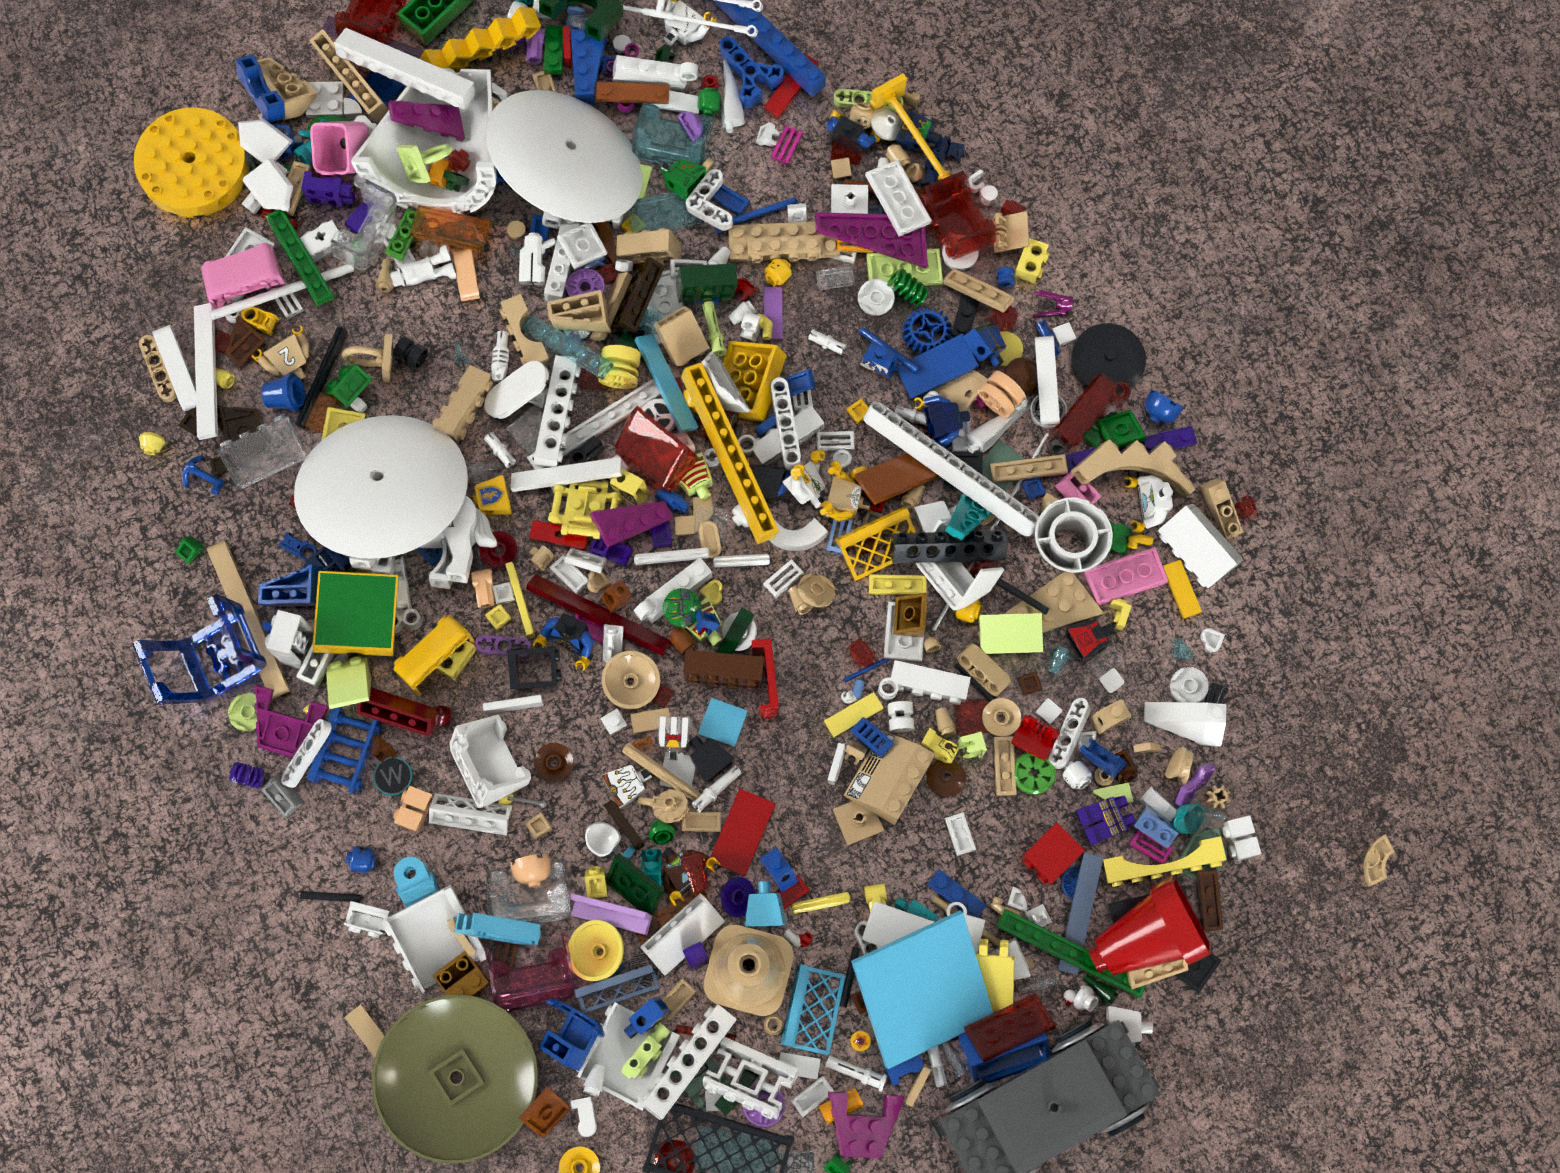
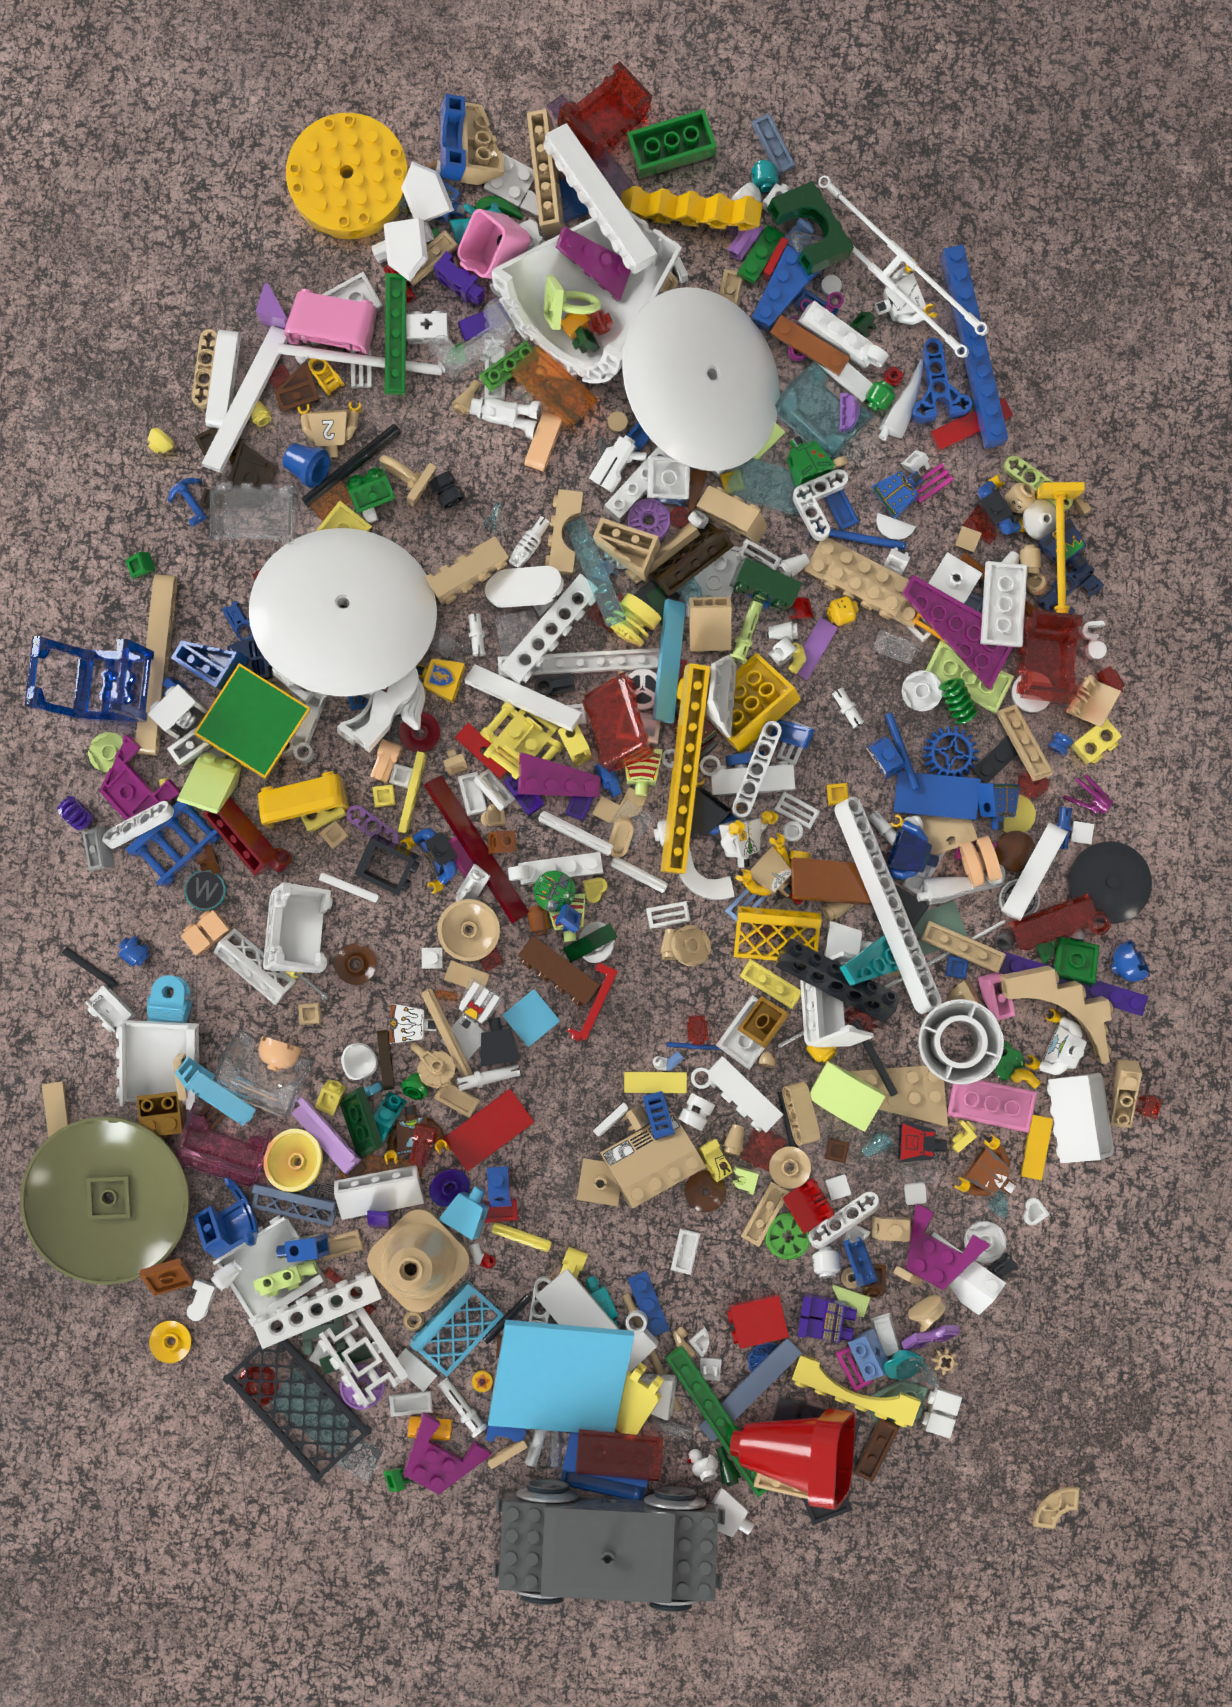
camera: 40 degrees right, 10 degrees up
(188, 292) = (269, 309): none -> medium lavender slope
(475, 670) = (334, 834): none -> tan tile
(766, 162) = (898, 492): none -> blue torso
(778, 192) = (893, 528): none -> white tile
(1157, 627) = (988, 1171): none -> dark orange torso
(1159, 721) = (935, 1259): none -> magenta wing

